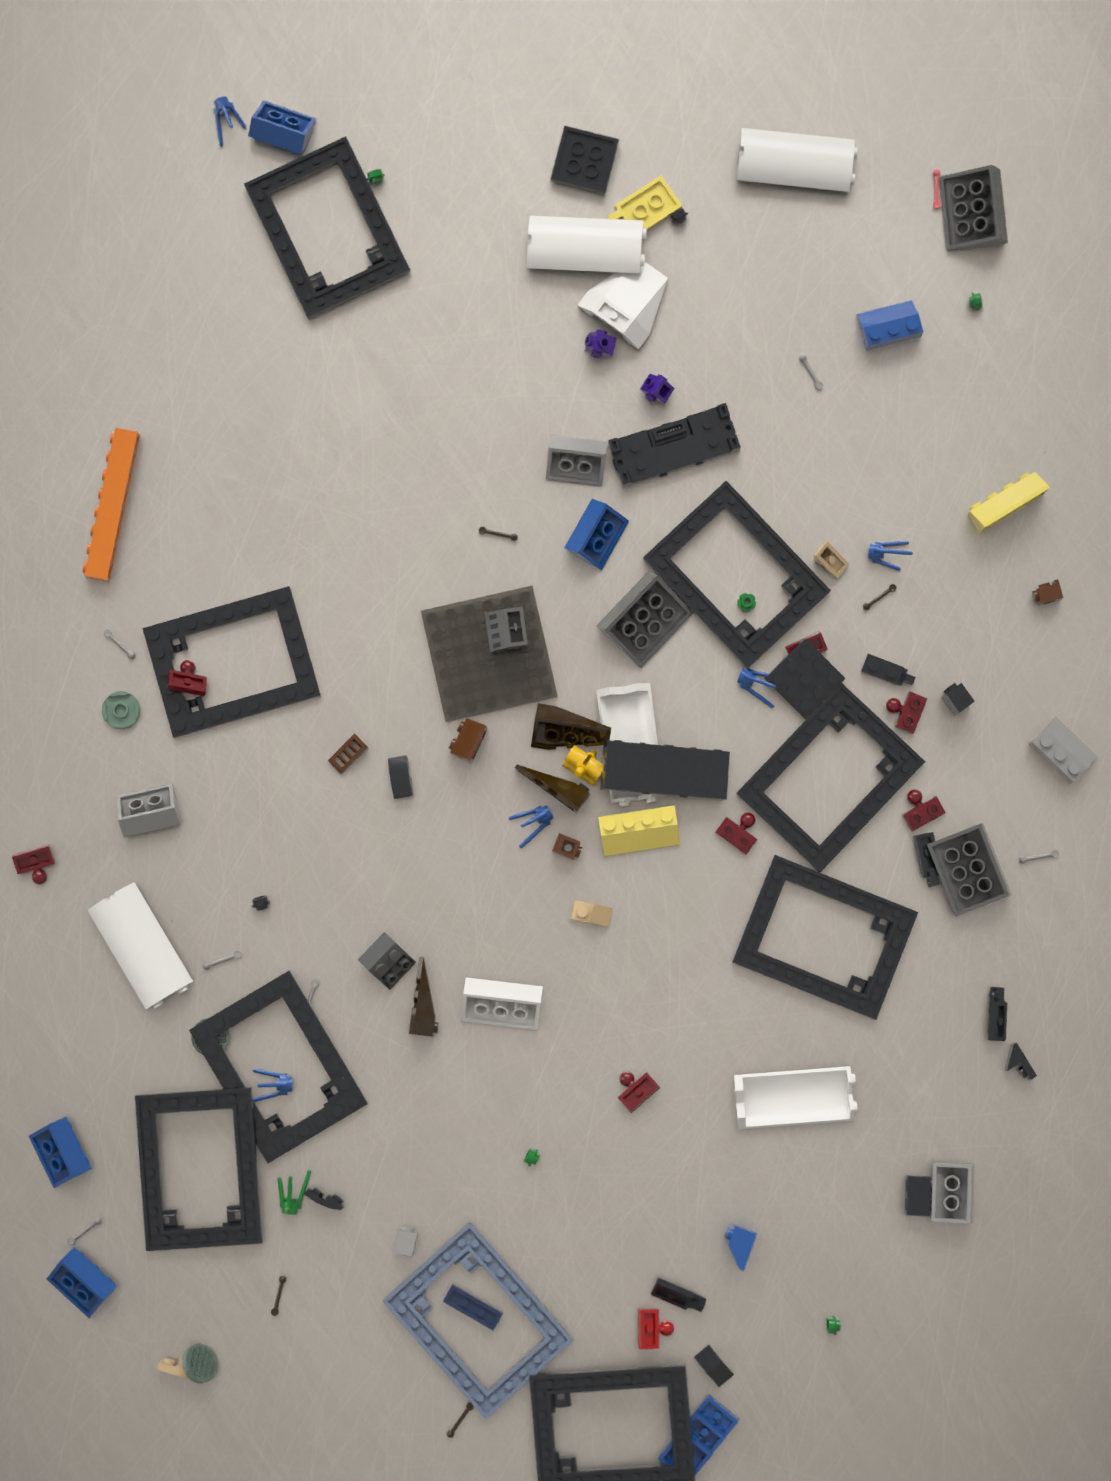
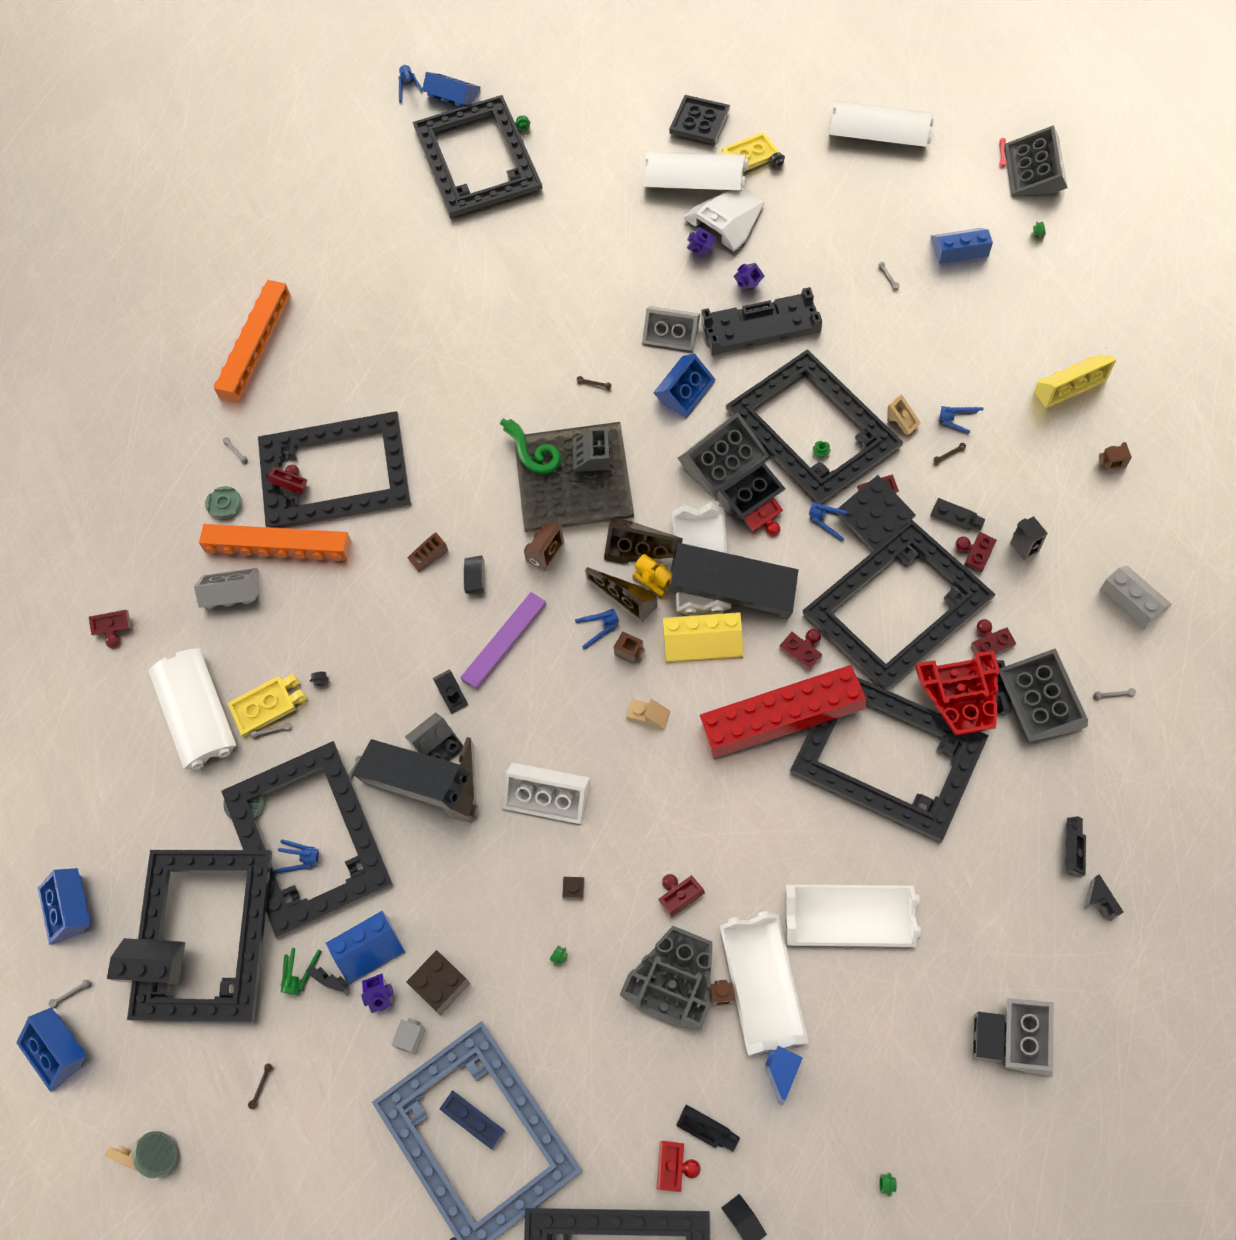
camera: 10 degrees right, 20 degrees down
(156, 1200) = (147, 962): none -> black slope
(187, 755) = (275, 542): none -> orange brick
(211, 934) = (265, 704): none -> light yellow tile
(353, 1166) = (365, 947): none -> blue slope
(371, 1207) = (377, 993): none -> dark purple brick
(373, 1002) = (411, 774): none -> black brick
(395, 908) = (450, 690): none -> black slope
(422, 607) = (515, 431): none -> green plant
(425, 1192) = (438, 982): none -> dark brown brick
(440, 846) = (503, 640): none -> medium lavender tile
(537, 1092) = (573, 888): none -> dark brown plate
(639, 1171) = (673, 980): none -> dark grey wedge
(676, 665) = (750, 491): none -> black slope
(682, 1178) = (722, 993): none -> reddish brown brick
(690, 686) = (763, 516): none -> red plate
(718, 1166) = (763, 984): none -> white cylinder
(722, 906) = (783, 711): none -> red brick
(893, 872) = (963, 691): none -> red wedge

